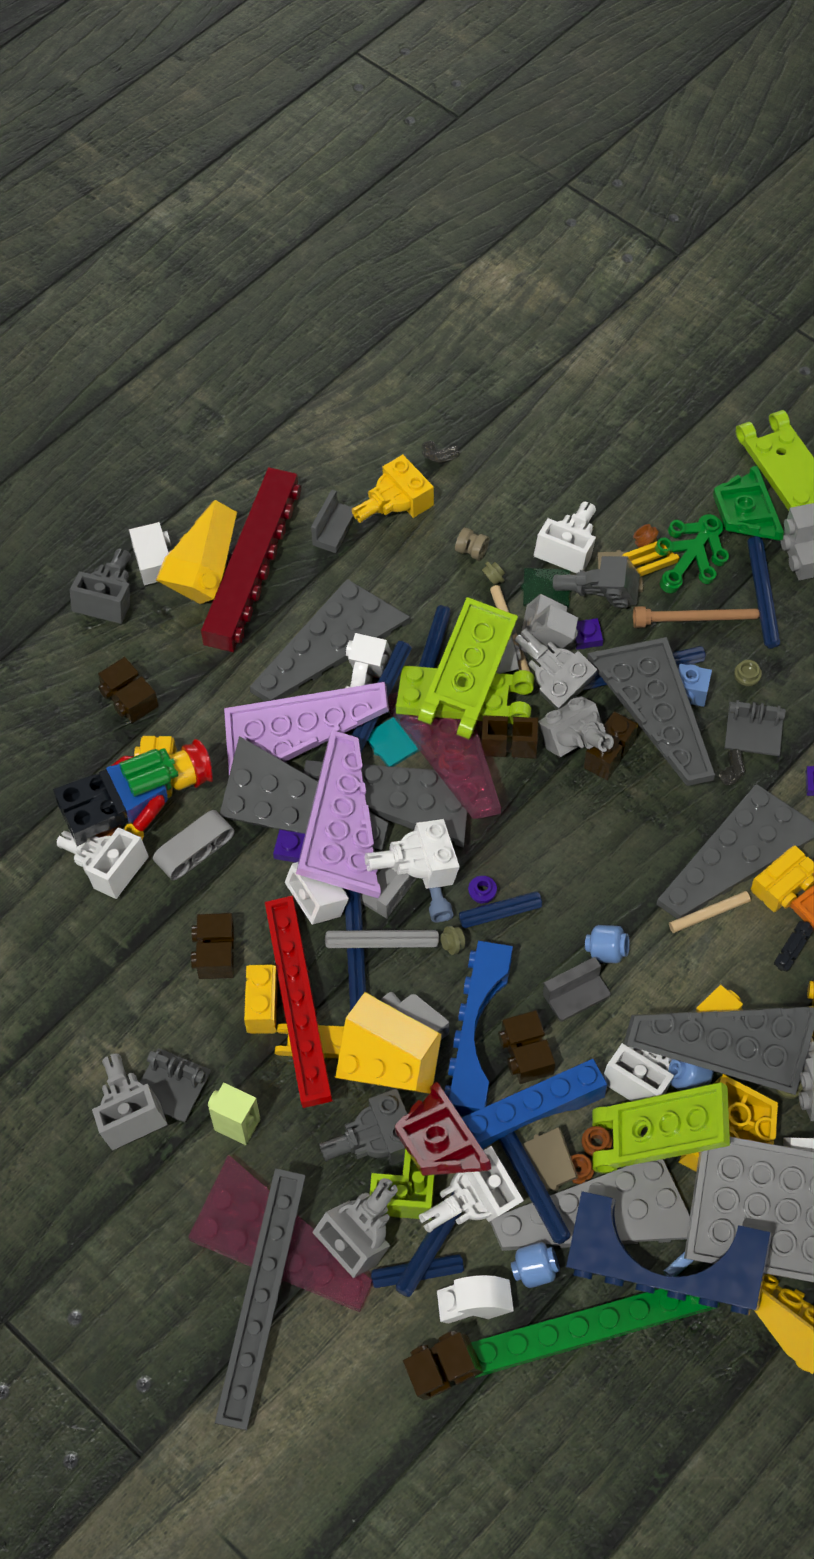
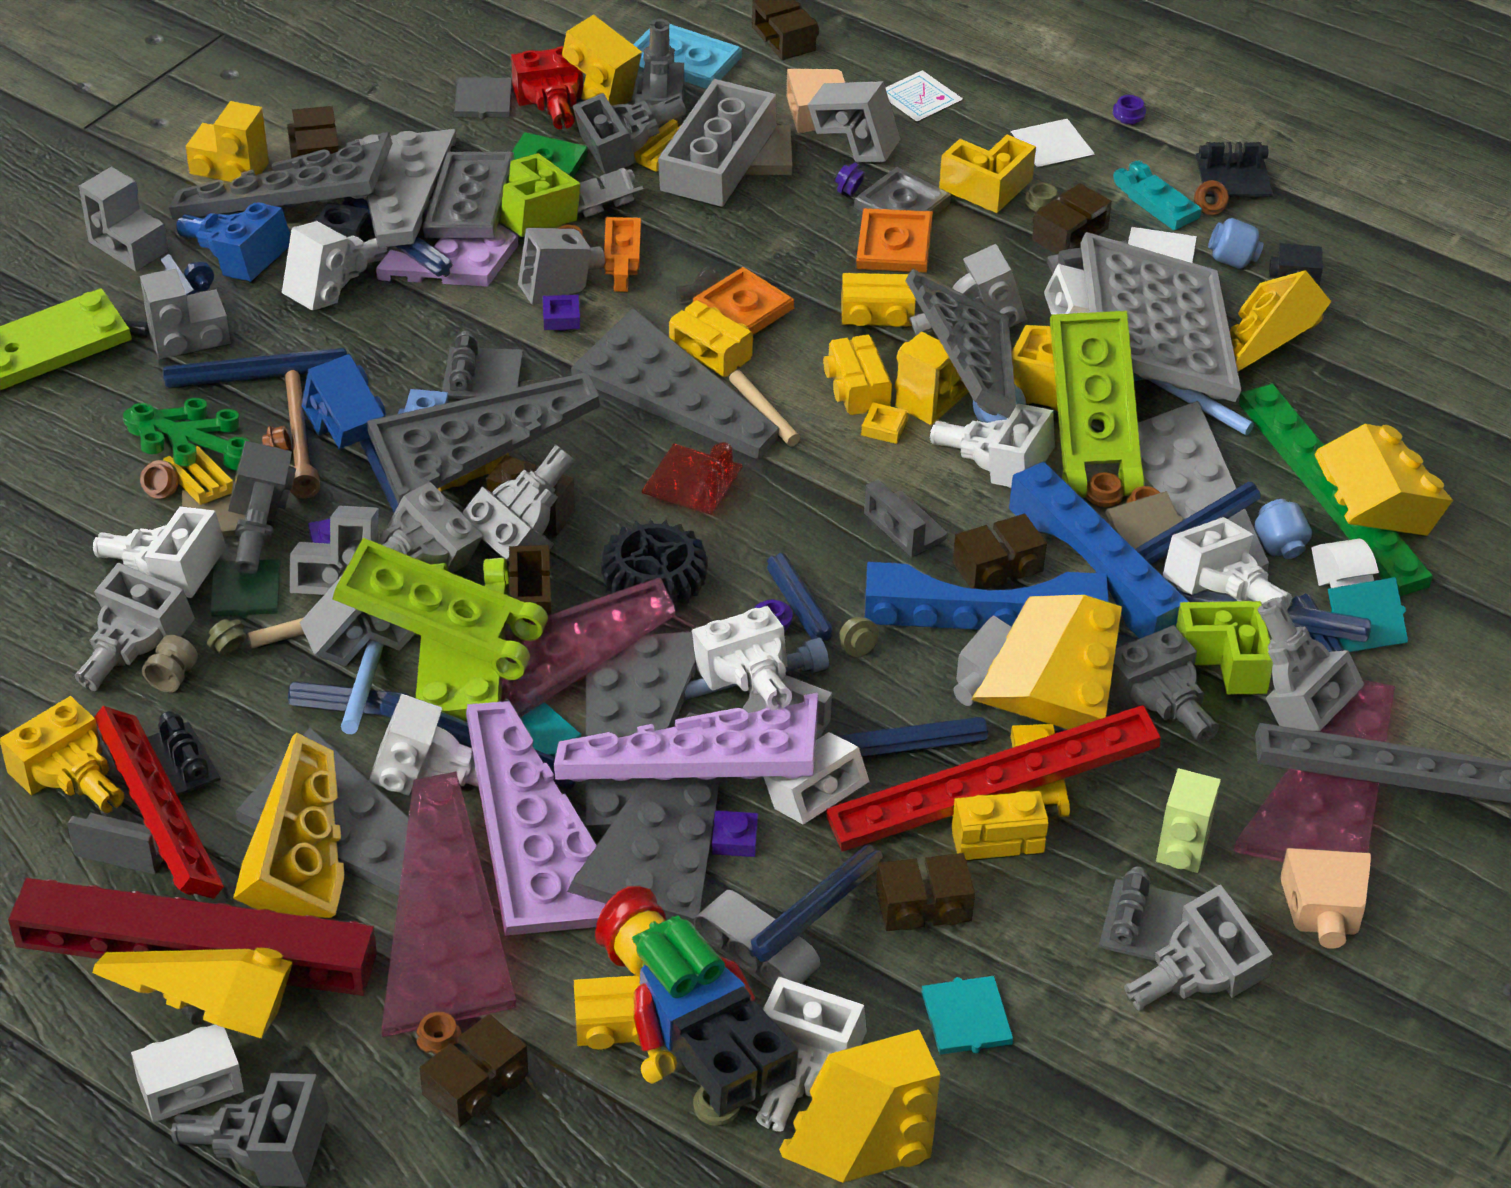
camera: 100 degrees left, 15 degrees down
(33, 882) = (869, 1110): none -> yellow wedge
(123, 962) = (966, 1015): none -> teal piece
(158, 671) = (437, 1025): none -> dark orange plate
(167, 1202) = (1326, 892): none -> light nougat torso
(208, 875) = (815, 903): none -> dark blue axle
(230, 678) = (445, 928): none -> clear pink wing
(301, 603) = (294, 847): none -> yellow wedge
(349, 534) = (158, 803): none -> red plate
(381, 938) = (877, 704): light grey axle -> none
(392, 545) = (181, 754): none -> black hinge
(415, 634) = (361, 687): none -> light blue bar
(431, 1305) = (1377, 602): none -> teal piece
(437, 1366) = (1442, 607): dark brown piece -> none
(440, 1138) = (1175, 583): dark red wing -> none
(507, 524) = (132, 621): none -> light grey brick
(524, 828) = (655, 553): none -> black gear
(571, 1347) = (1383, 481): none -> yellow wedge
(607, 943) = (835, 486): medium blue head -> none
(630, 854) = (694, 477): none -> clear red hinge
(680, 601) = (277, 438): none -> dark orange plate
(688, 994) = (884, 423): none -> yellow tile
(698, 627) = (341, 401): none -> blue brick
(732, 1280) = (1262, 348): dark blue arch -> none
(744, 975) = (857, 374): none -> yellow brick
(747, 506) = (108, 379): green wing -> none
(747, 673) = (394, 378): olive plate -> none
(793, 946) = (799, 334): black axle -> none

